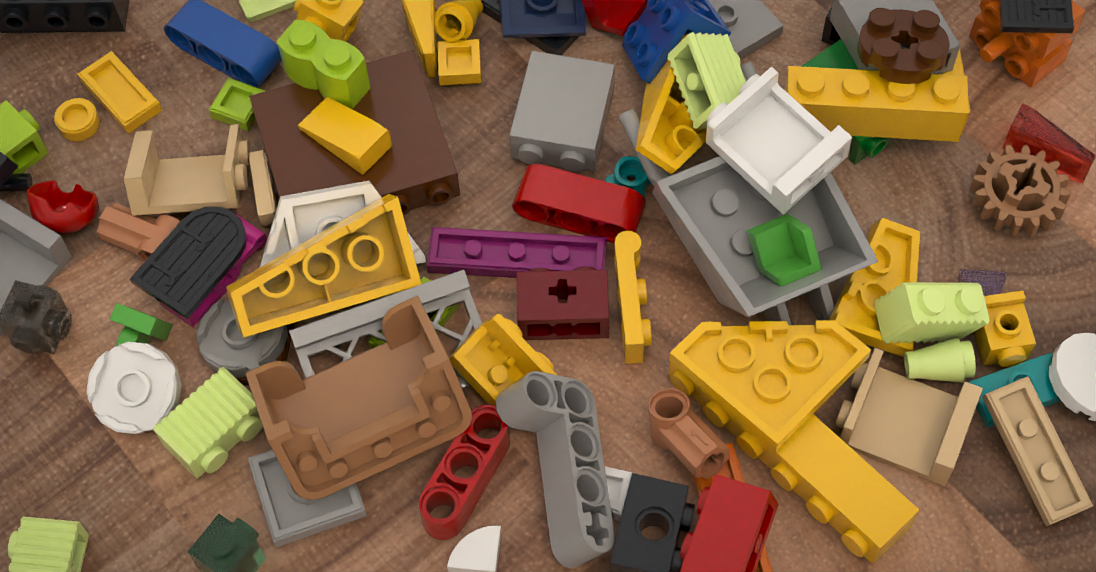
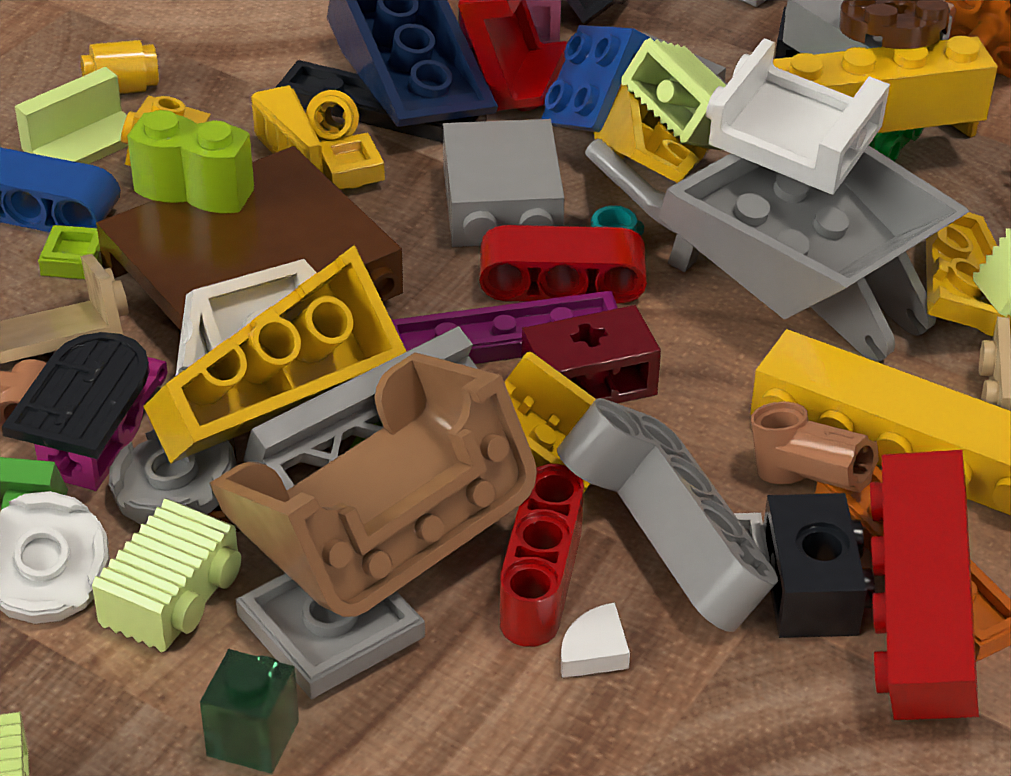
camera: 20 degrees left, 20 degrees down
(264, 194) = (149, 321): tan tile -> none
(347, 134) = (247, 230): yellow slope -> none
(631, 294) = (683, 360): yellow plate -> none
(770, 370) = (888, 355): yellow plate -> none
(784, 249) = (850, 230): bright green panel -> none

